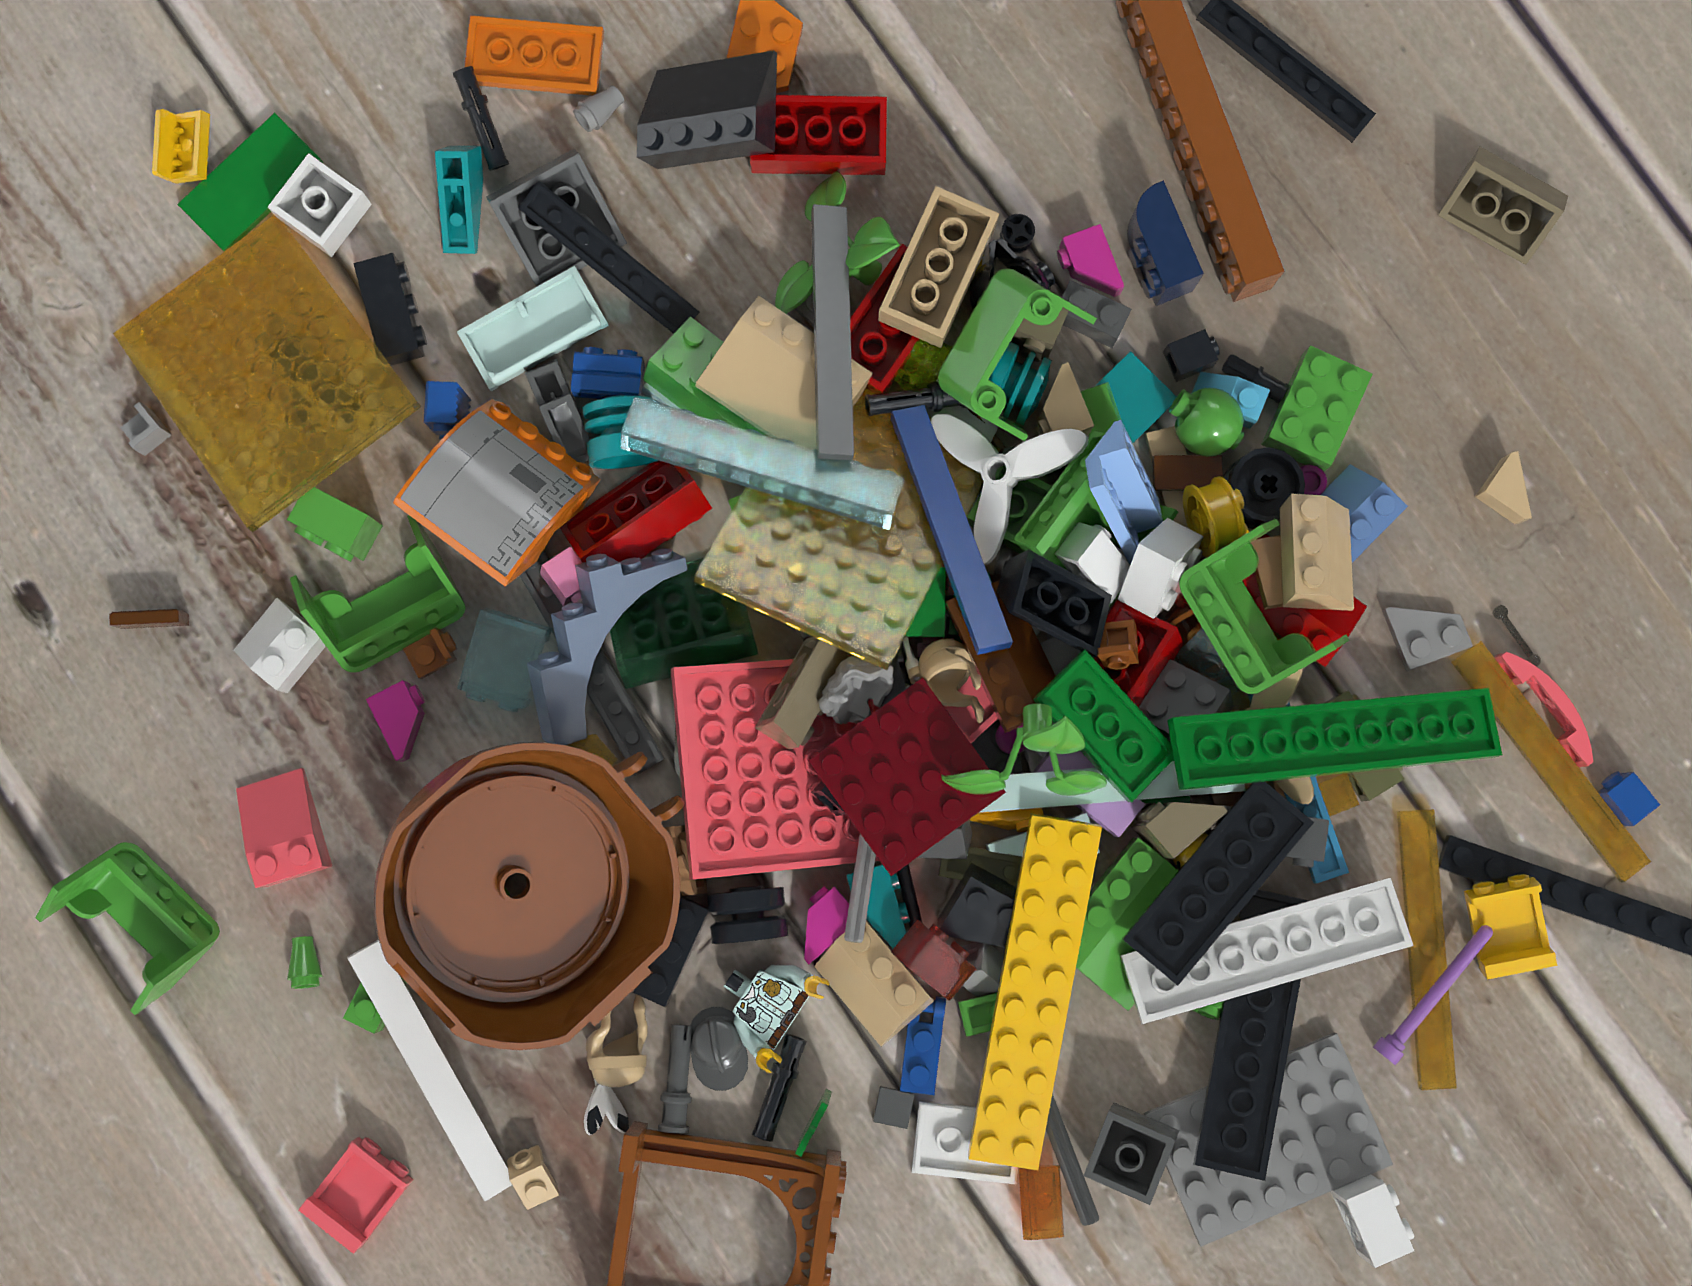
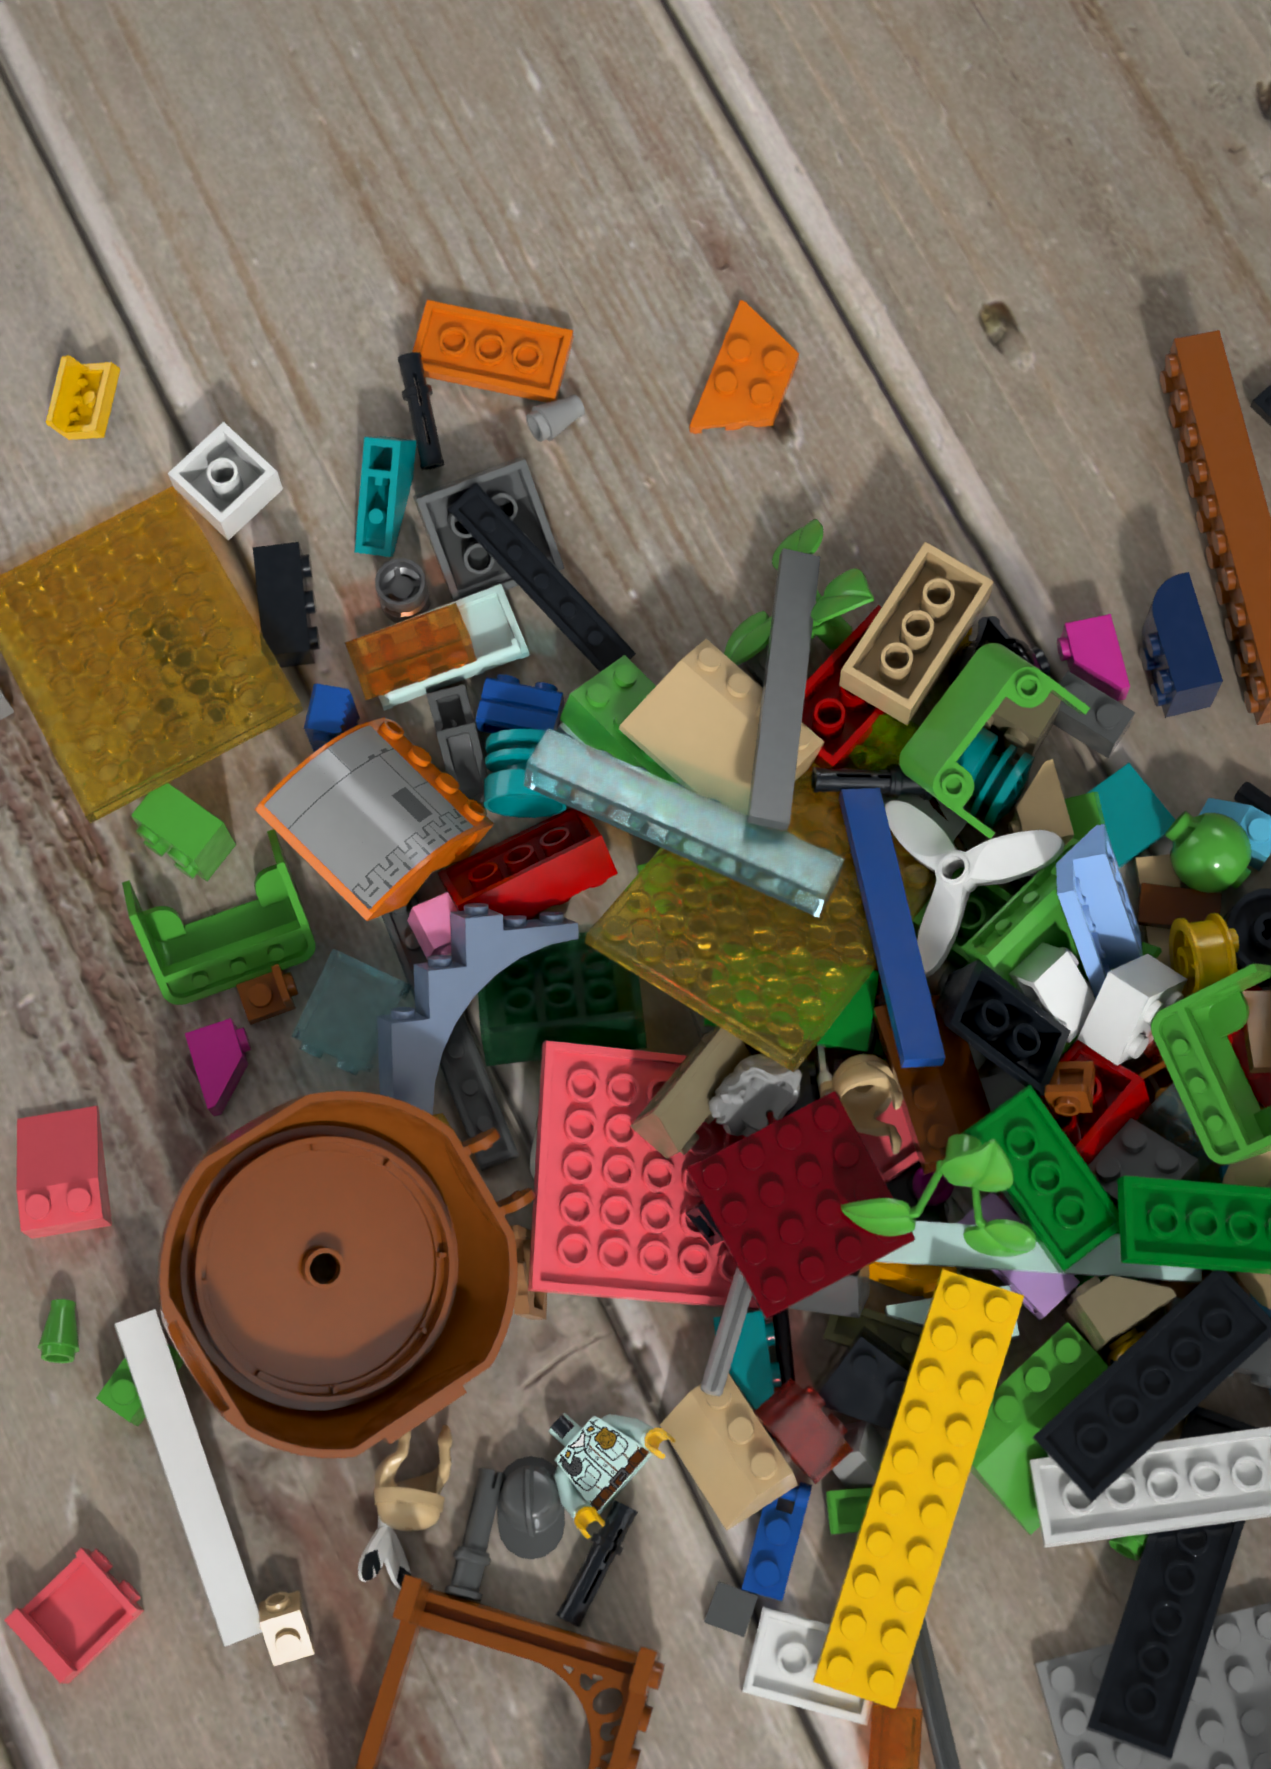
camera: 15 degrees right, 10 degrees down
(246, 182) = (142, 450): green tile -> none
(280, 646) = (98, 963): white slope -> none
(490, 283) = (402, 589): none -> flat silver wheel
(505, 339) = (410, 651): none -> clear orange brick
(670, 964) = (490, 1391): black brick -> none
(710, 112) = (679, 435): black slope -> none
(747, 914) = (591, 1344): black wheel -> none
(813, 1122) = (632, 1607): green piece -> none
(824, 921) = (679, 1371): dark pink slope -> none
(827, 136) = (799, 476): red brick -> none
(1019, 226) = (1017, 606): black wheel -> none
(1131, 1153) = (1012, 1703): dark grey brick -> none
(1191, 355) = (1199, 776): black brick -> none

